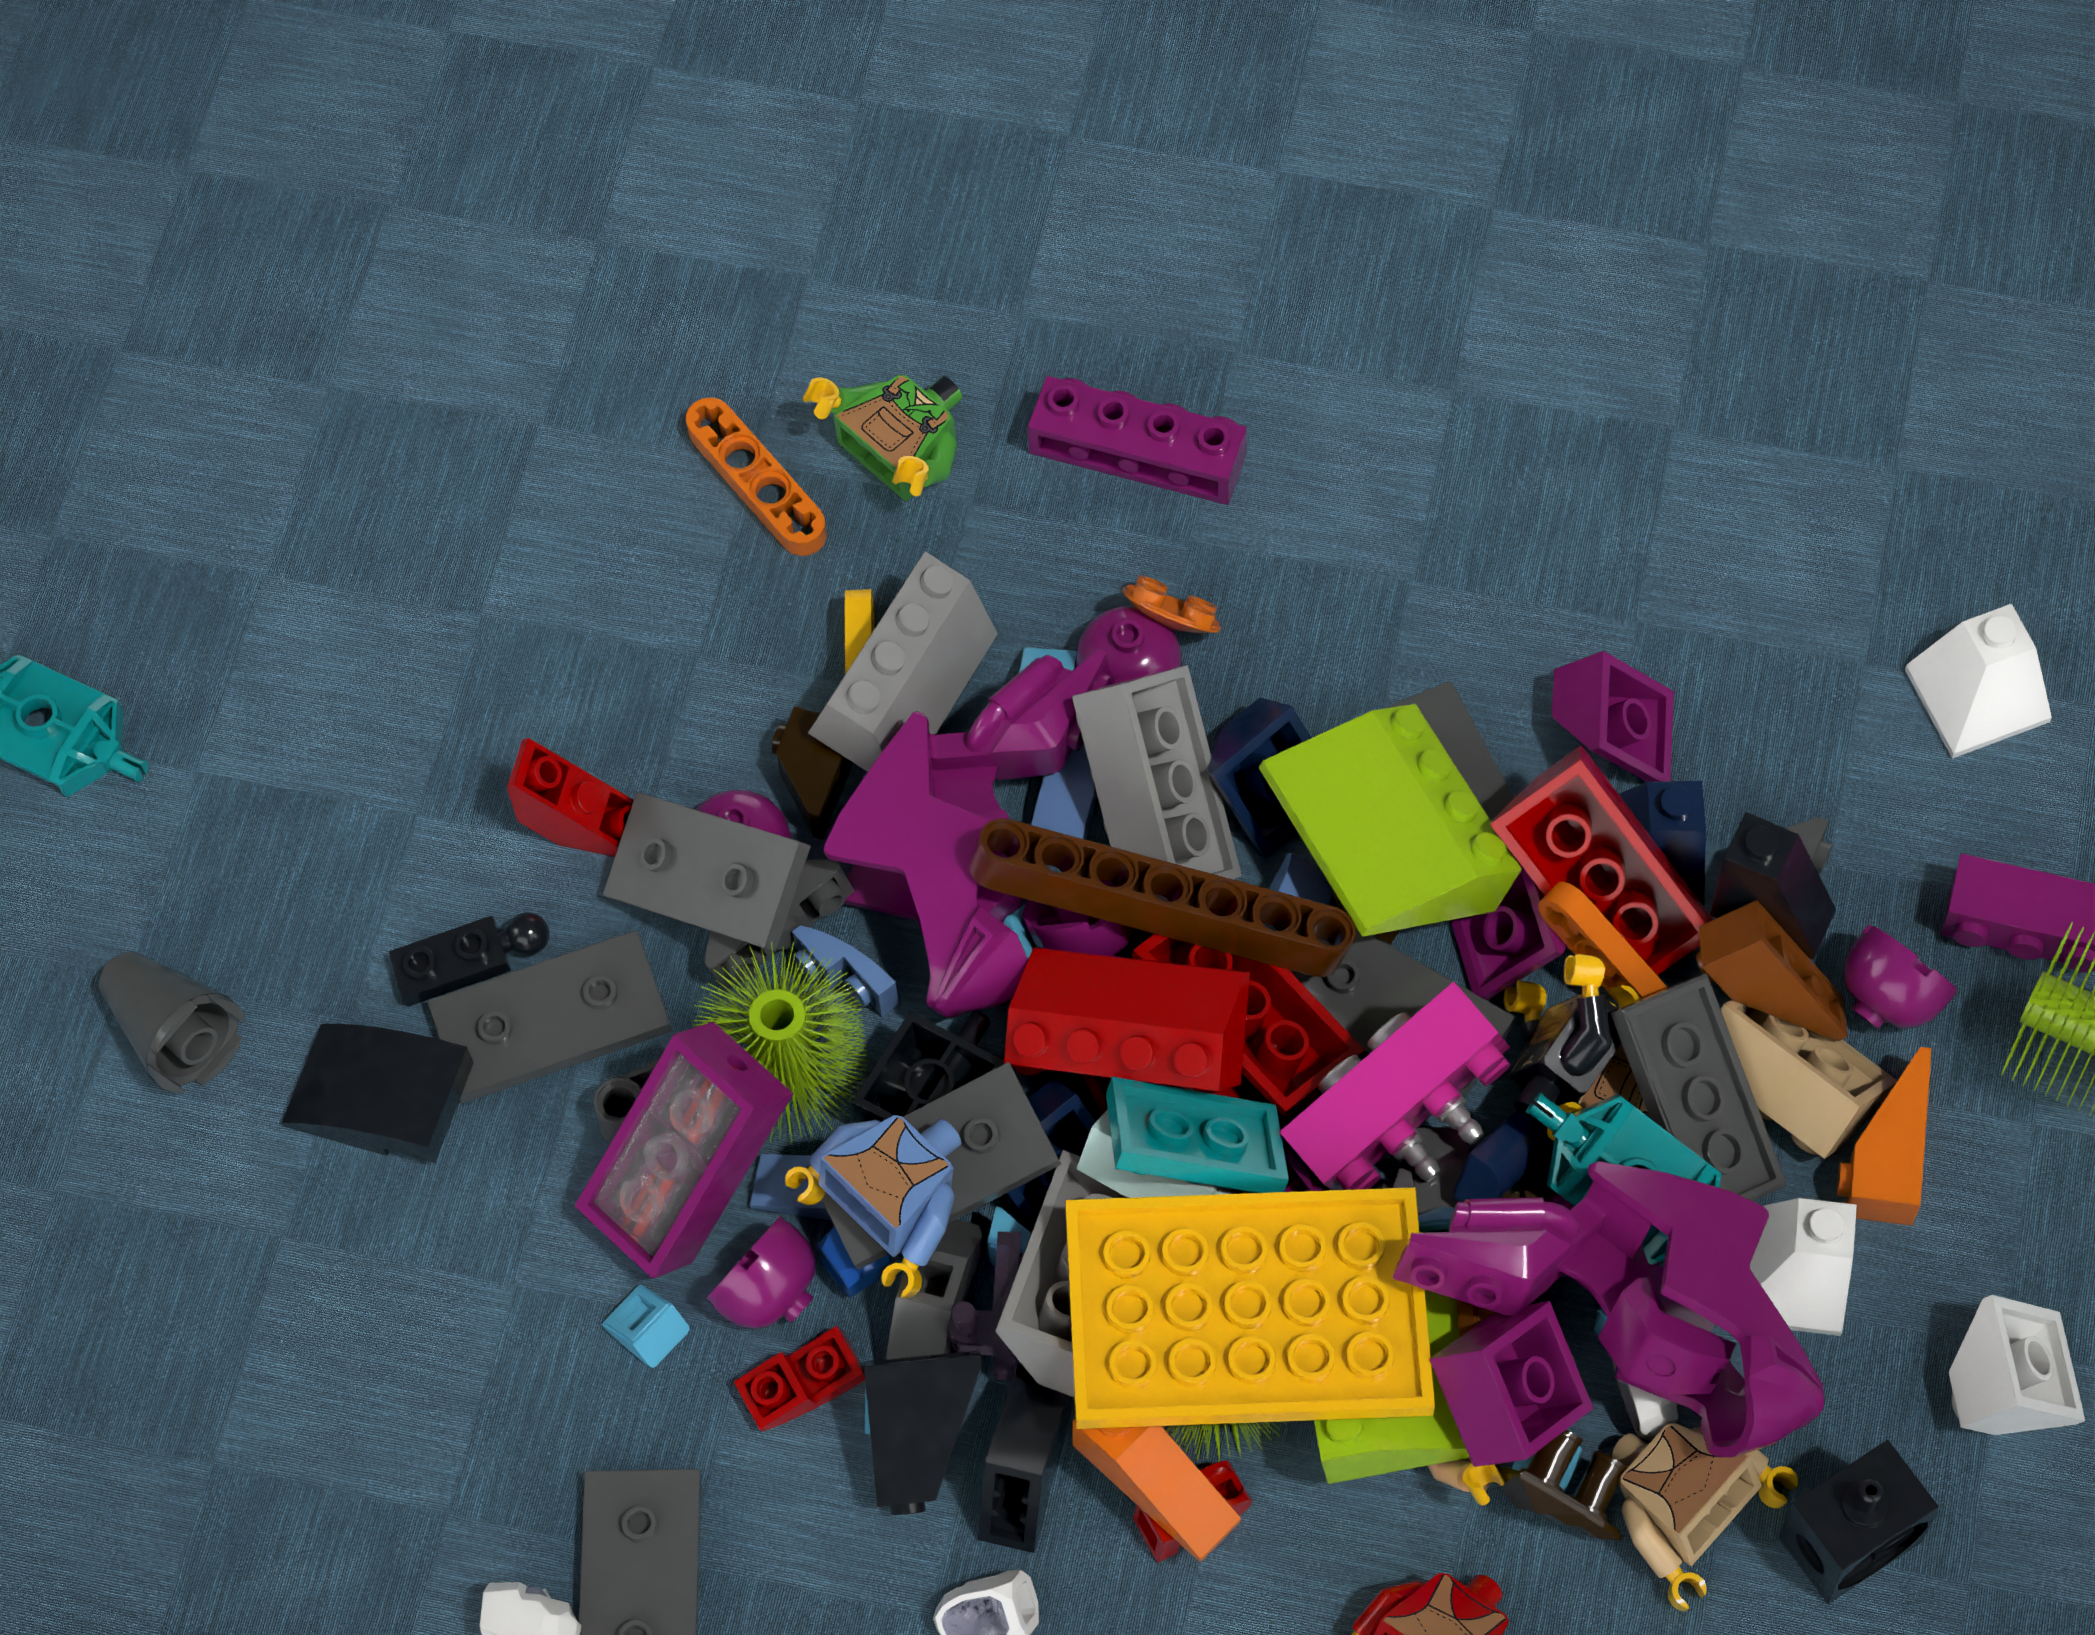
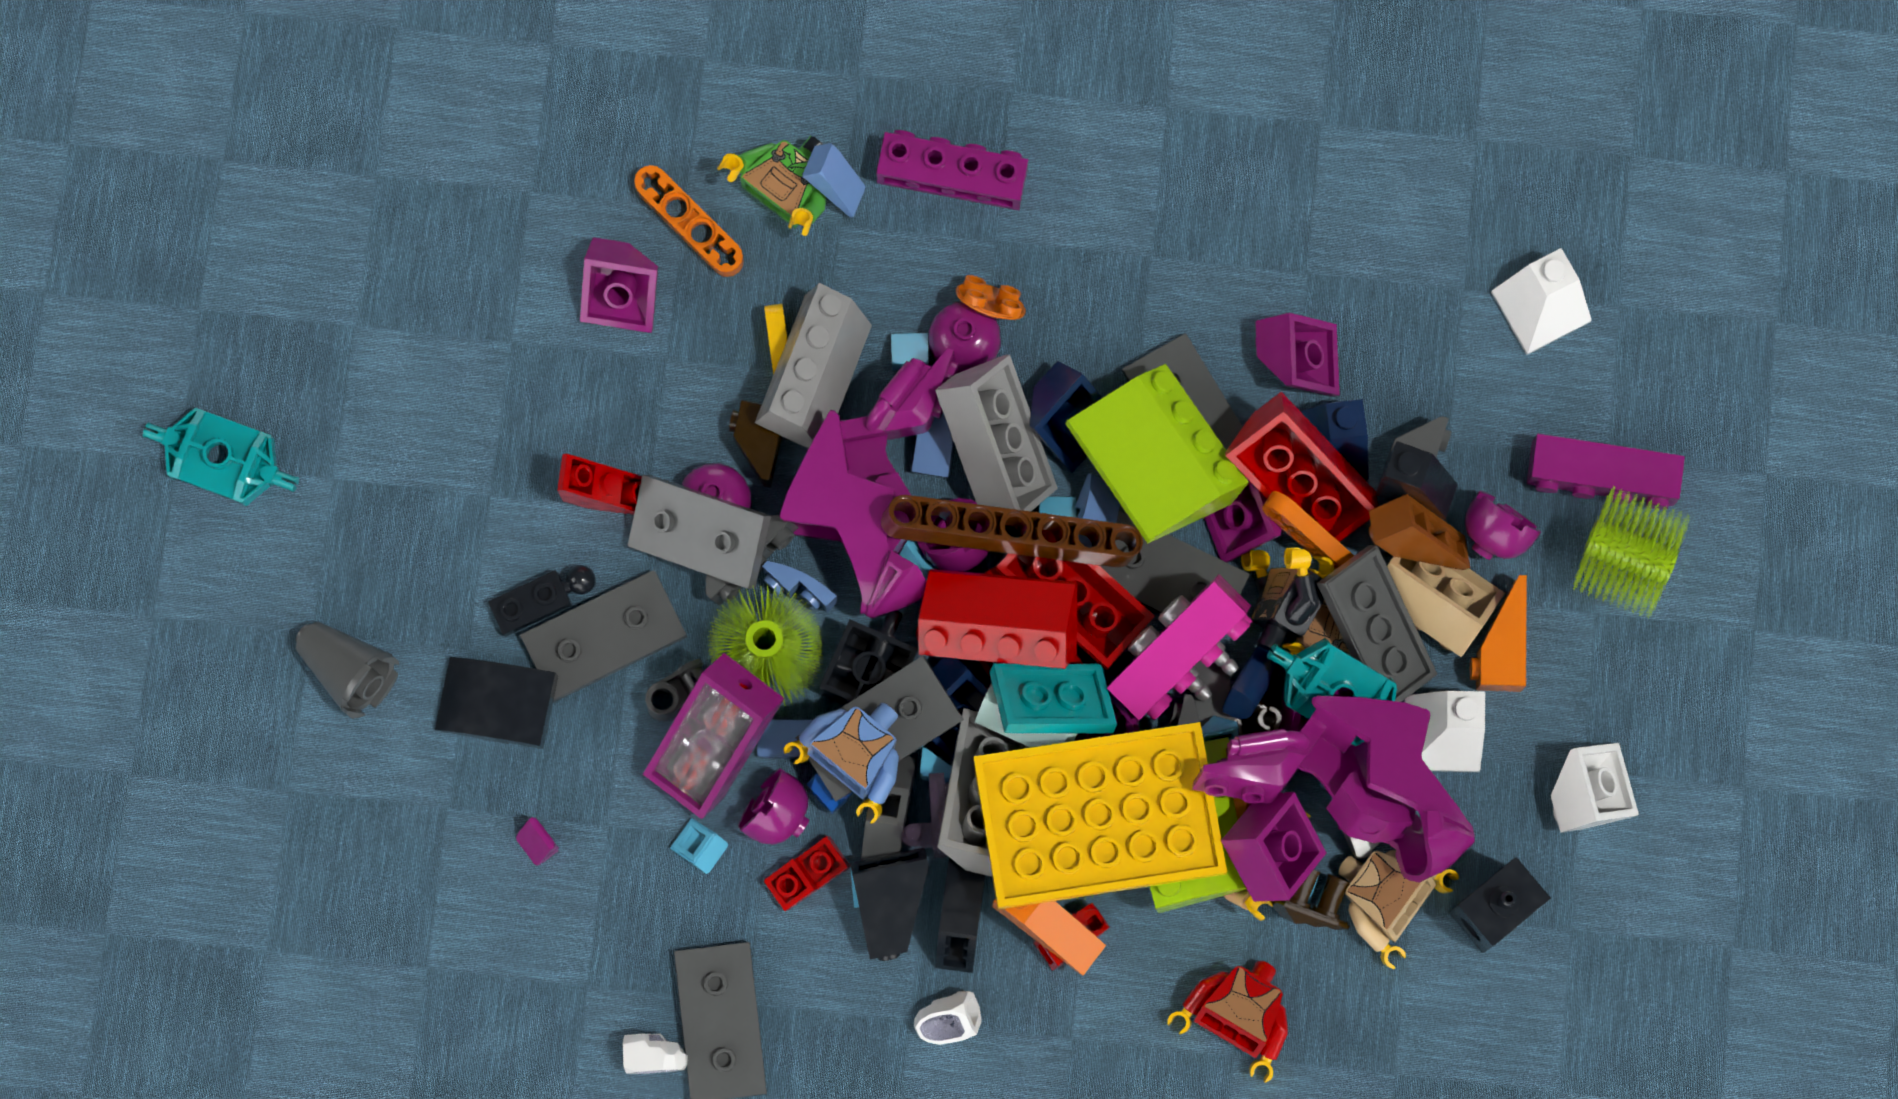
camera: 10 degrees left, 15 degrees up
(404, 1293) = (536, 841): none -> magenta slope
(641, 548) = (618, 286): none -> magenta slope
(968, 429) = (834, 178): none -> medium blue slope

